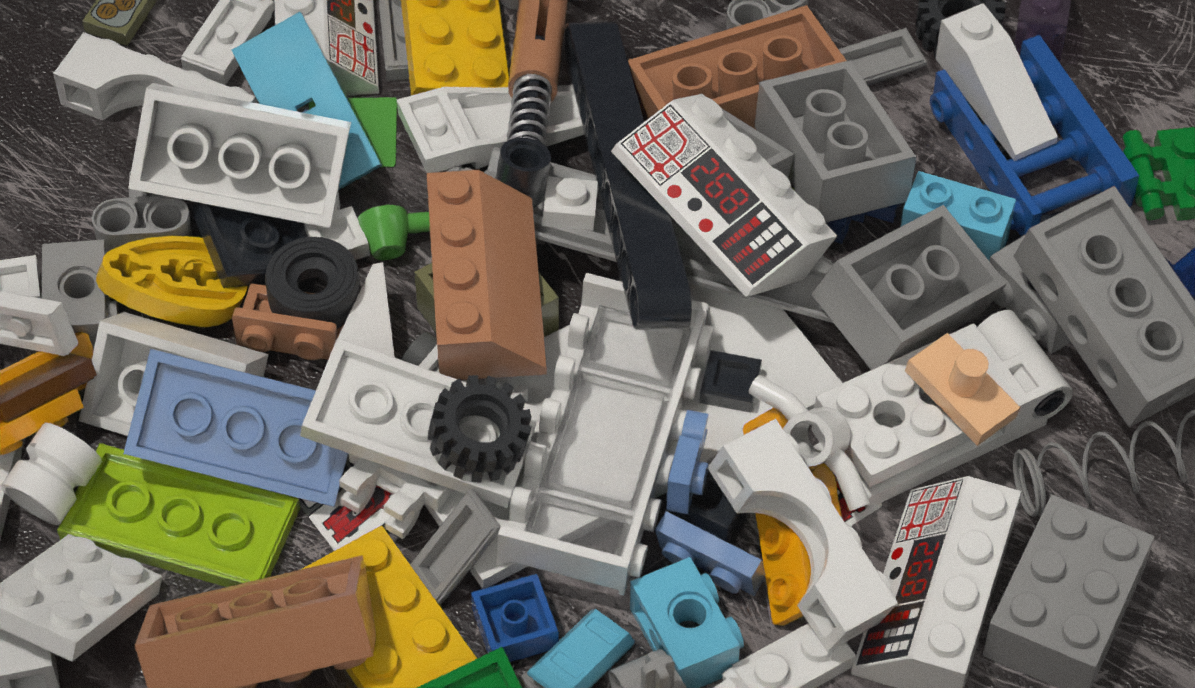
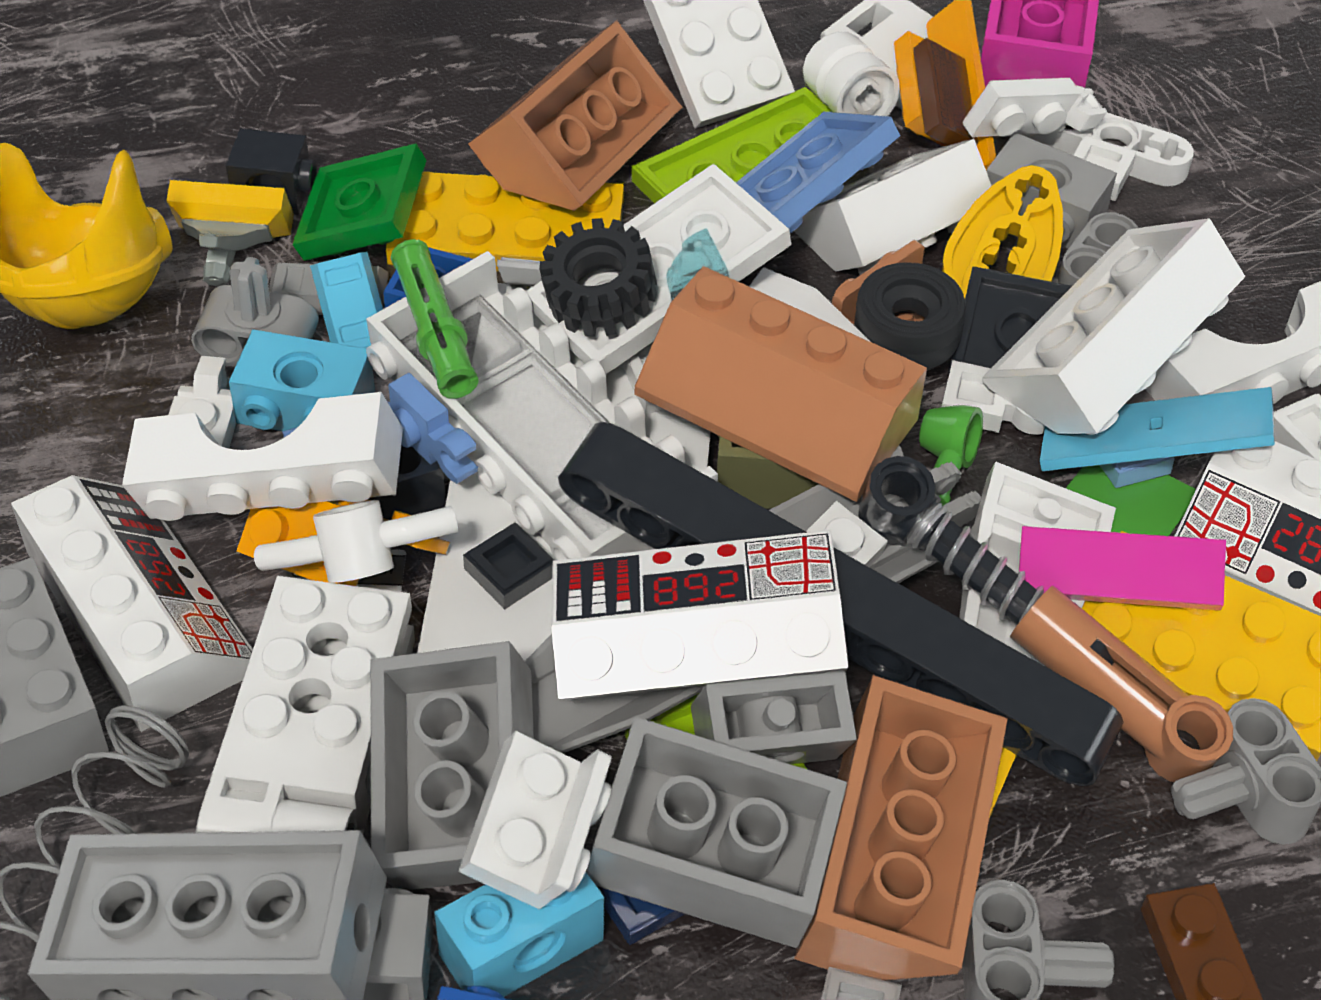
camera: 125 degrees right, 5 degrees down
(420, 375) = (696, 252): none -> clear light blue tile
(459, 62) = (1125, 567): none -> dark pink tile
(638, 463) = (452, 364): none -> bright green pin
(921, 187) = (536, 821): none -> white bracket
(962, 388) = (275, 695): light nougat tile -> none

